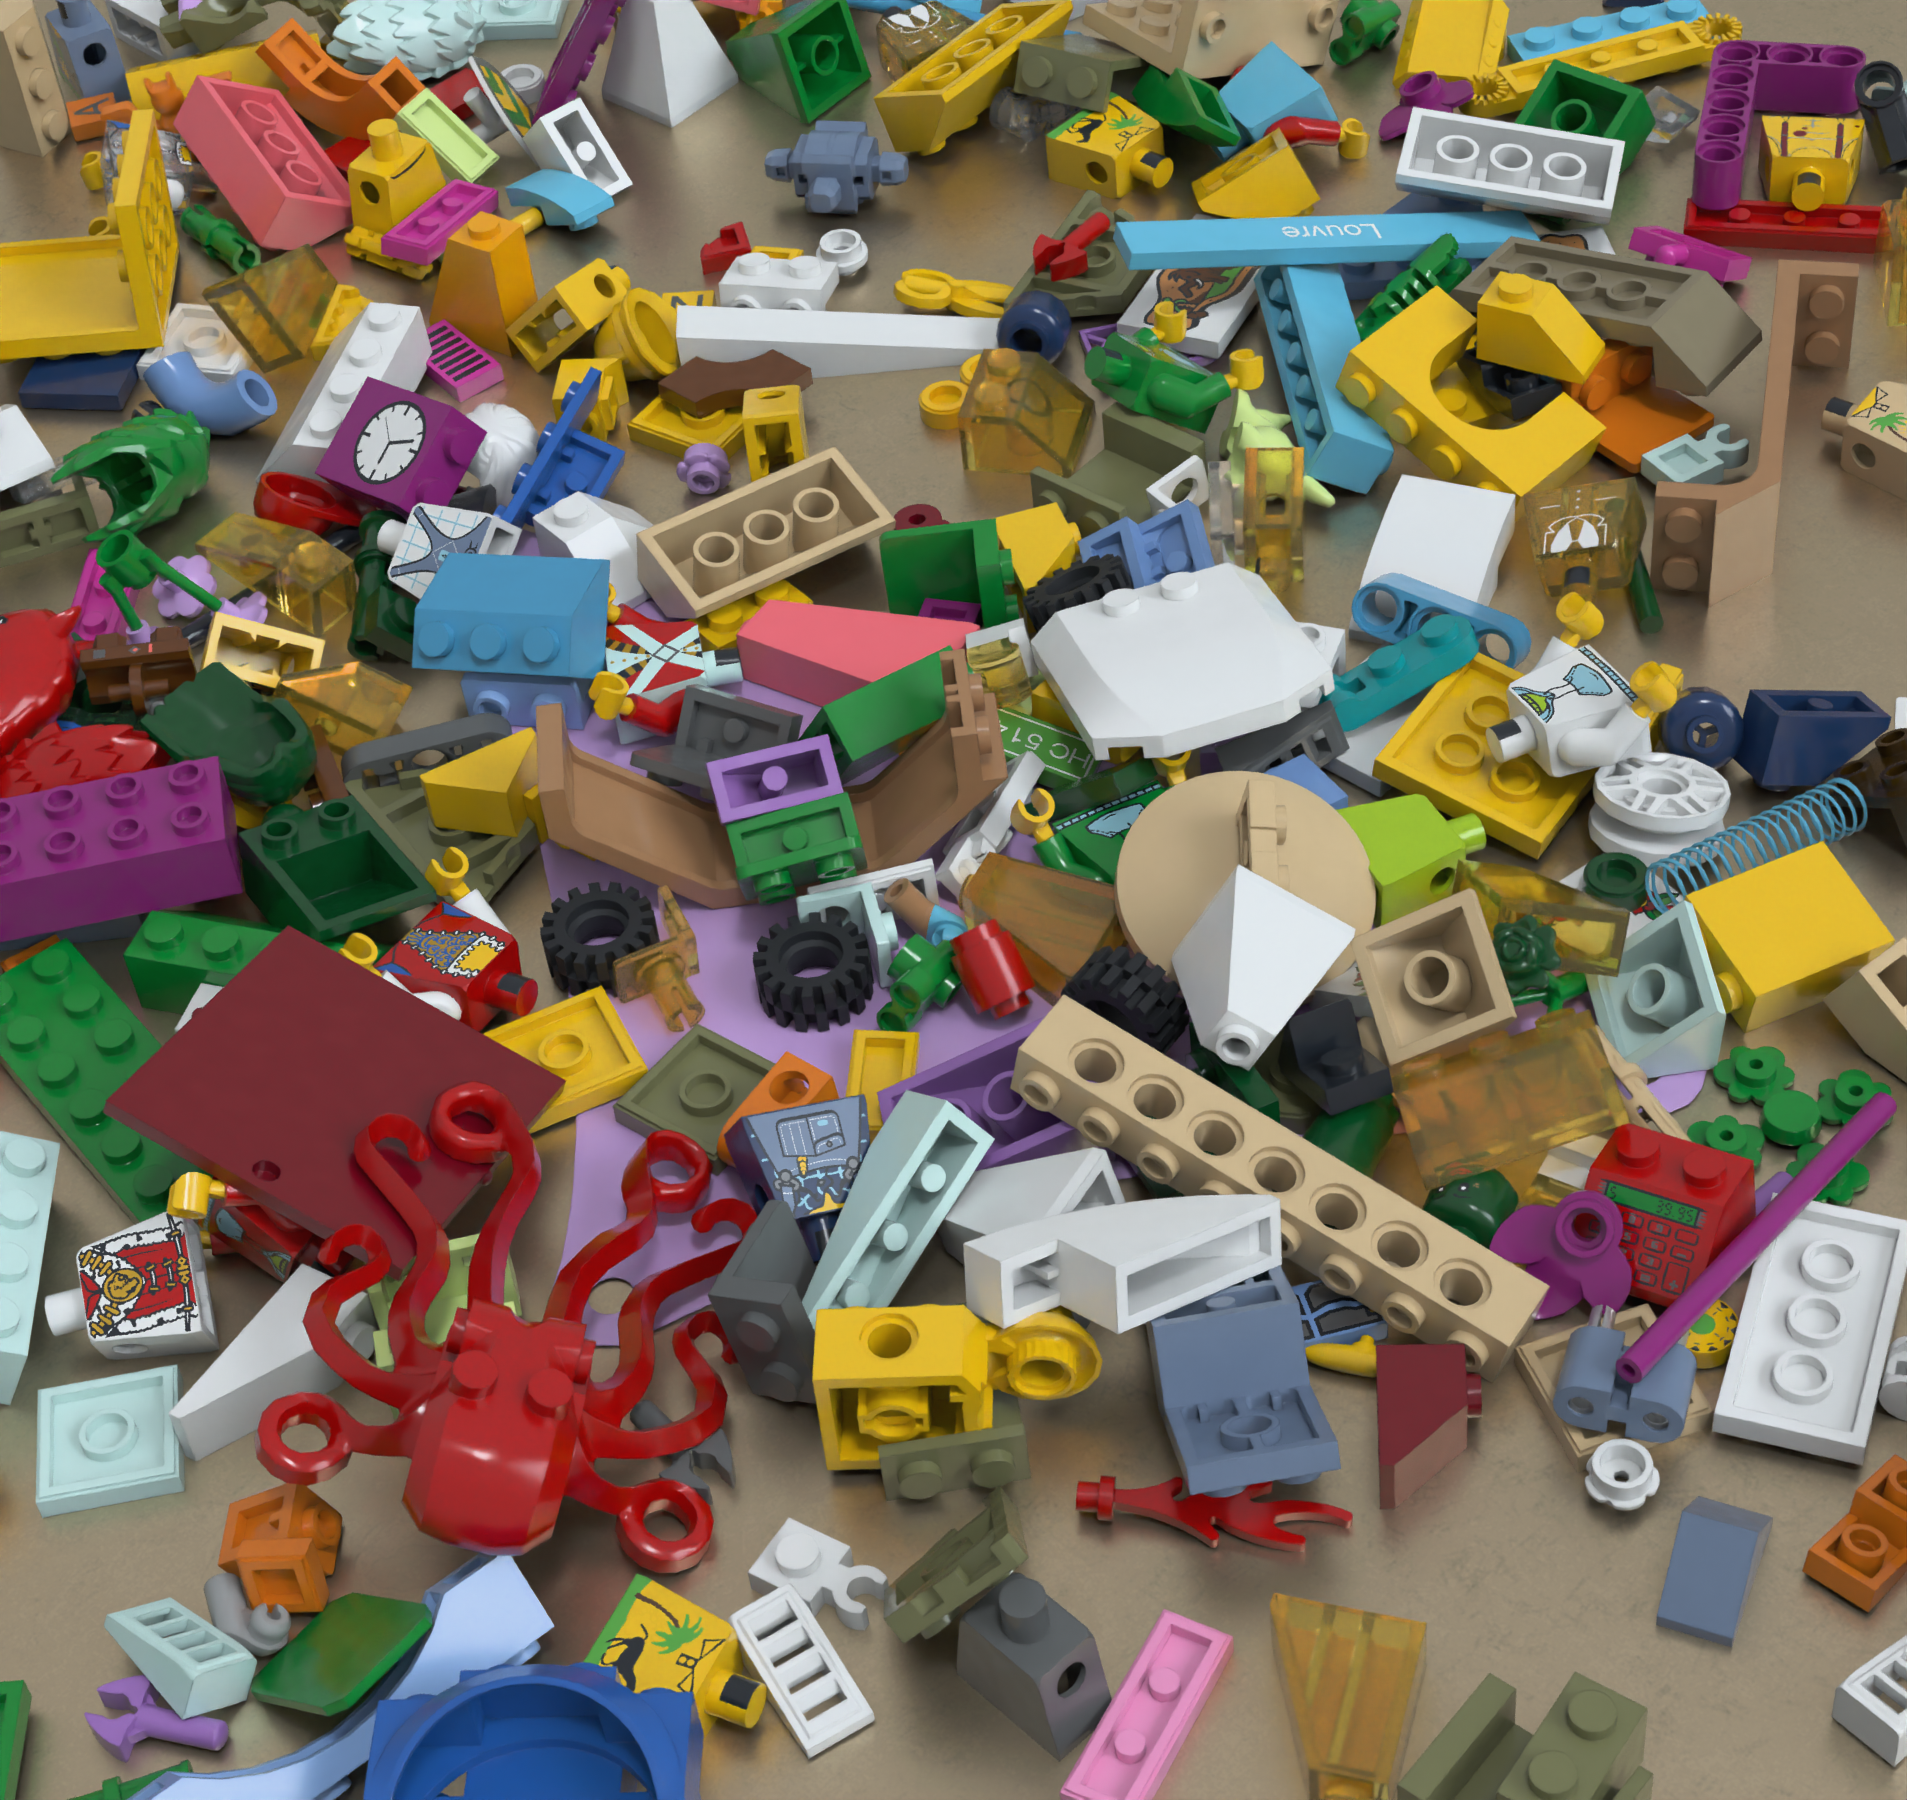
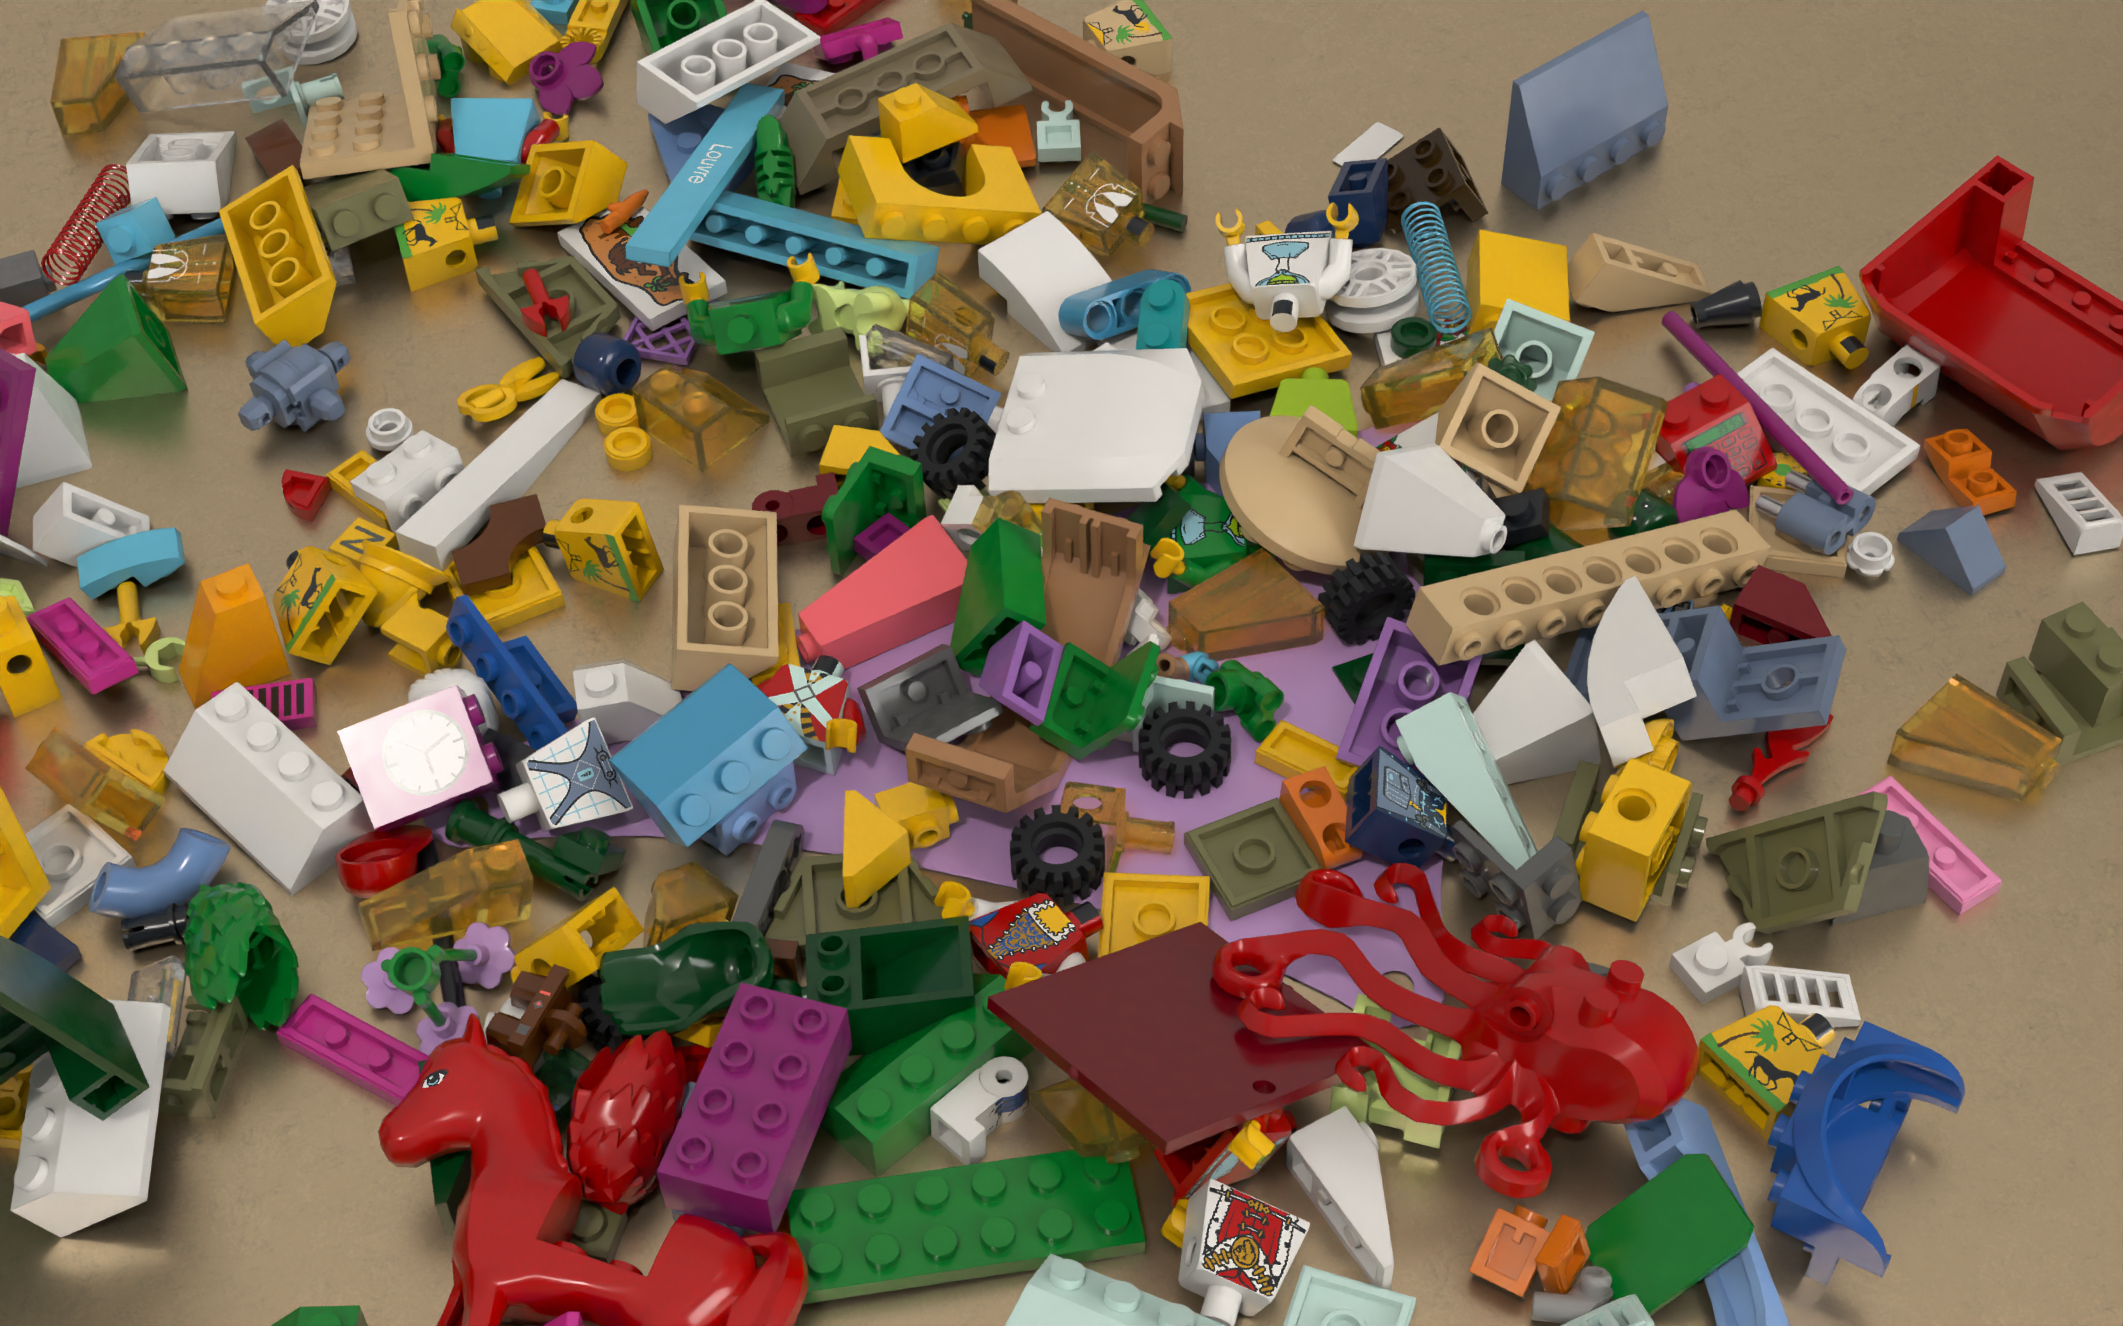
camera: 65 degrees left, 5 degrees up
(367, 246) = (63, 702): yellow axle -> none
(704, 468) = (574, 605): lavender plate -> none
(991, 969) = (1270, 650): red brick -> none
(1787, 1114) = (1645, 359): green plant -> none

